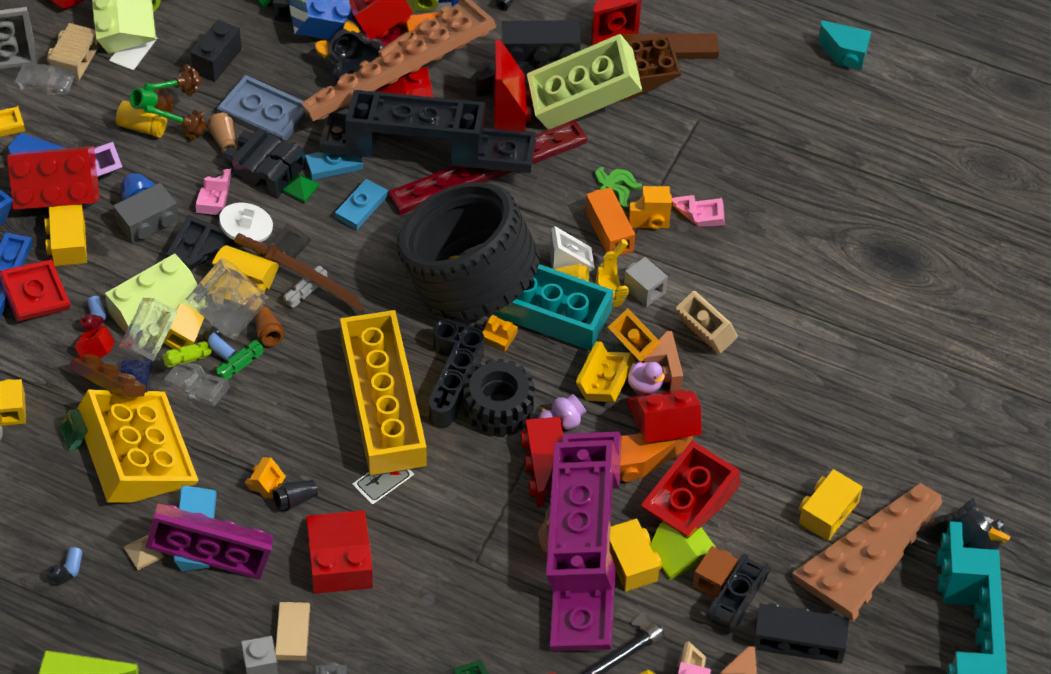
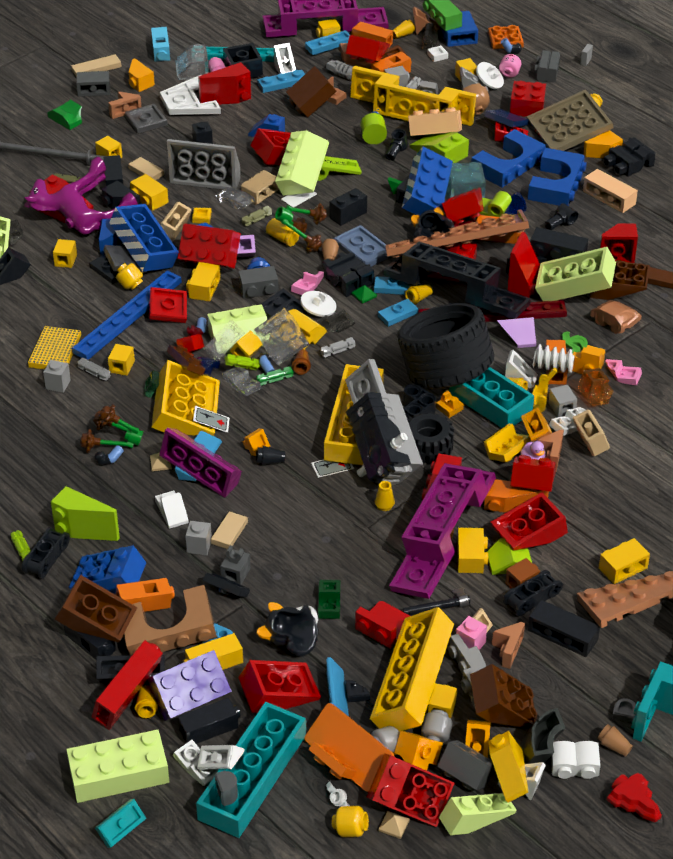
camera: 25 degrees right, 10 degrees down
(46, 511) = (108, 417): none -> plant
(89, 101) = (256, 216): none -> olive axle
(185, 460) = (211, 419): none -> sticker
(196, 623) = (172, 508): none -> white slope
(274, 254) = (325, 322): reddish brown sword -> none
(339, 552) = (280, 496): red slope -> none
(377, 166) = (418, 293): none -> yellow cone
(441, 411) = (380, 428): none -> piece
(482, 510) = (384, 497): none -> yellow cone
(542, 186) = (521, 331): none -> lavender slope
(568, 409) = (470, 457): lavender animal -> none
(615, 224) = (554, 358): none -> white piece
(653, 123) = (616, 315): none -> nougat slope
(663, 314) = (566, 422): none -> white slope
(679, 248) = (595, 387): none -> clear orange brick

